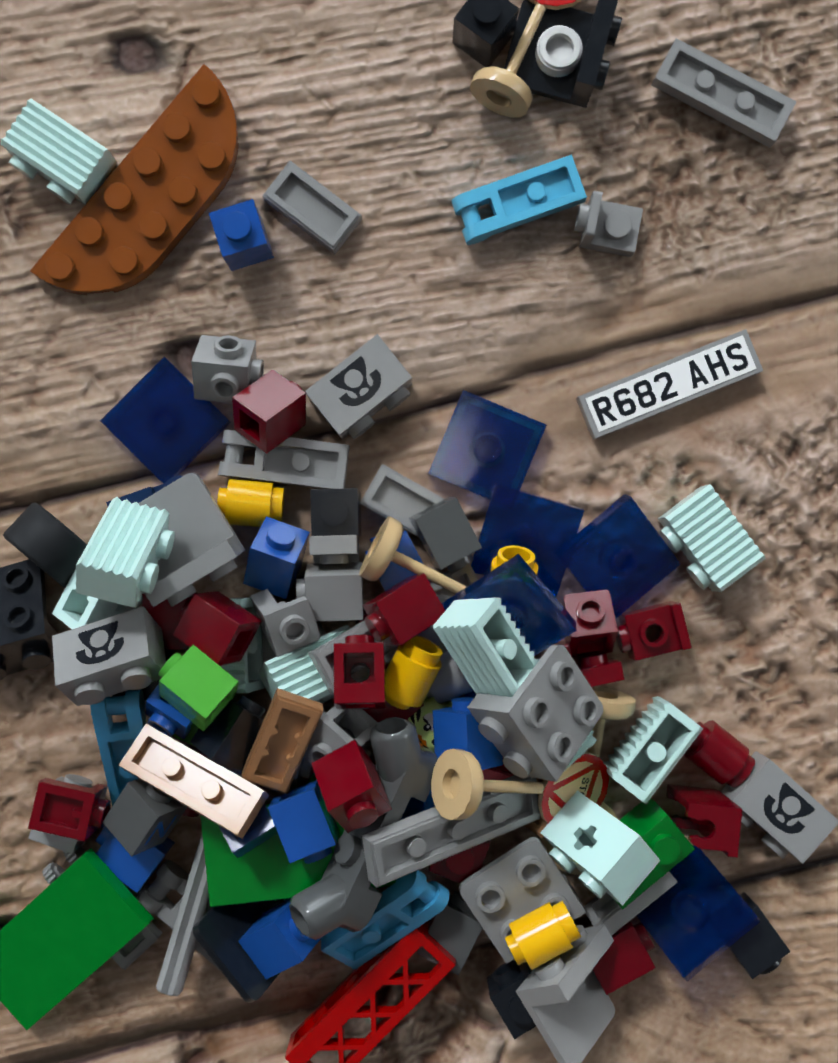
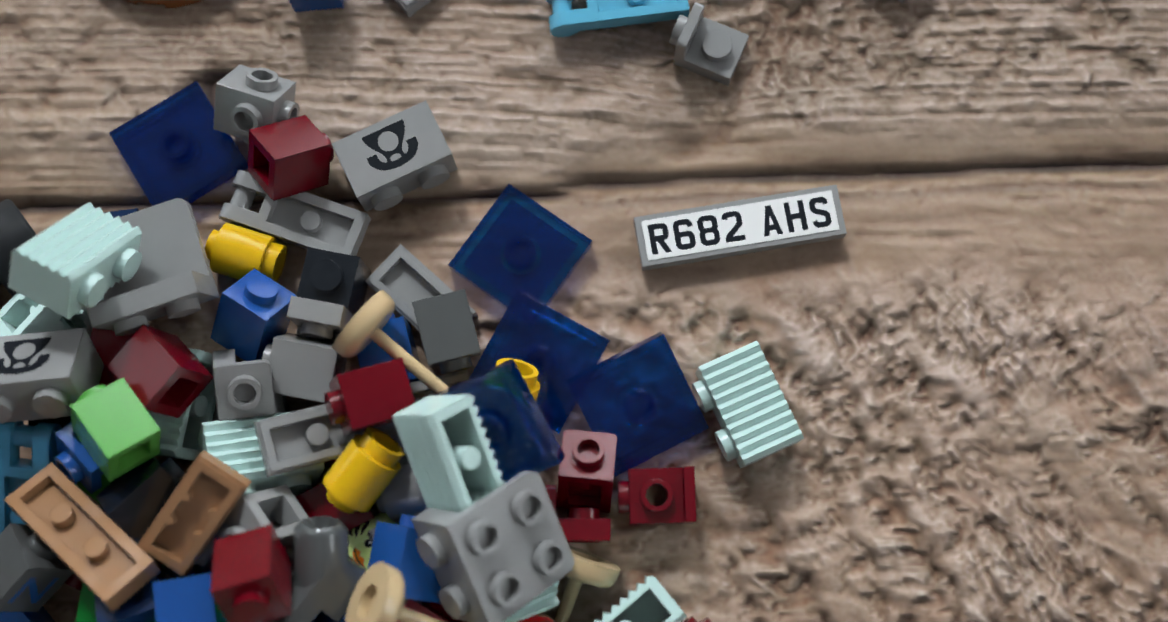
camera: 20 degrees right, 10 degrees down
(359, 651) = (289, 435): dark red brick -> none

